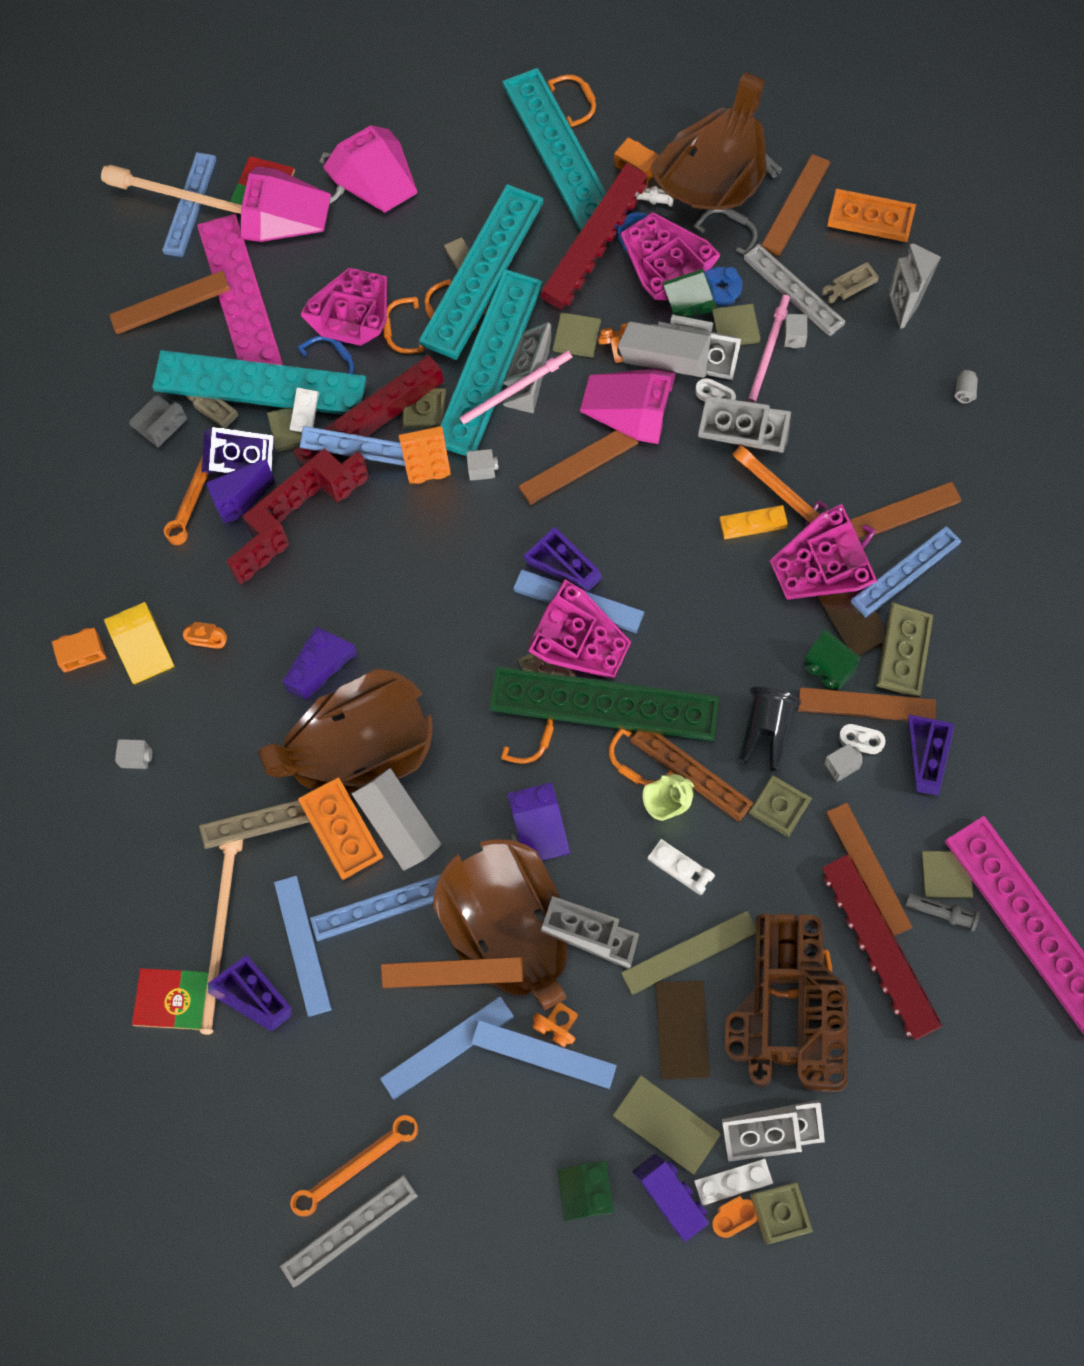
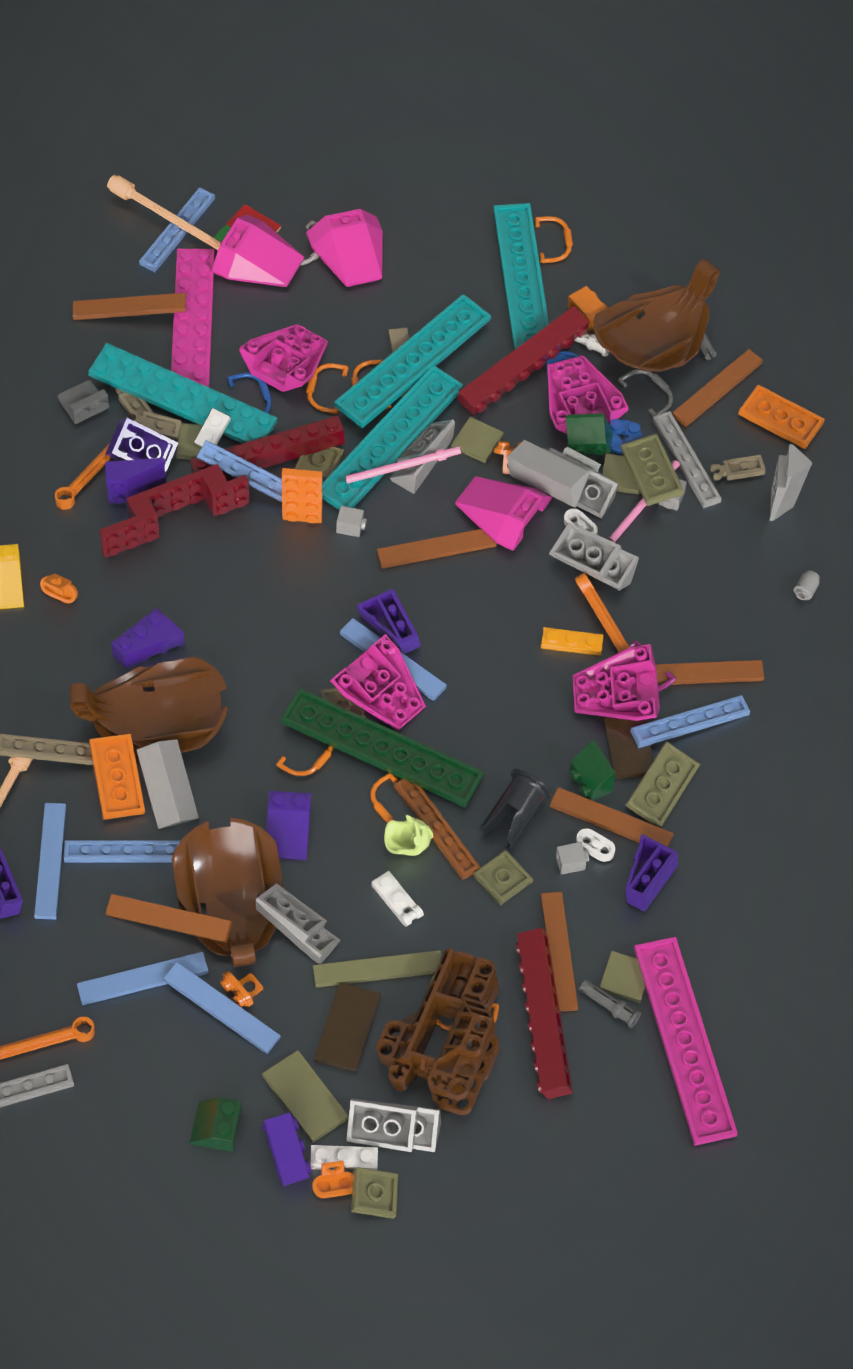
camera: 10 degrees right, 10 degrees down
(244, 421) = (161, 424): none -> dark tan plate
(768, 312) = (652, 469): none -> olive tile

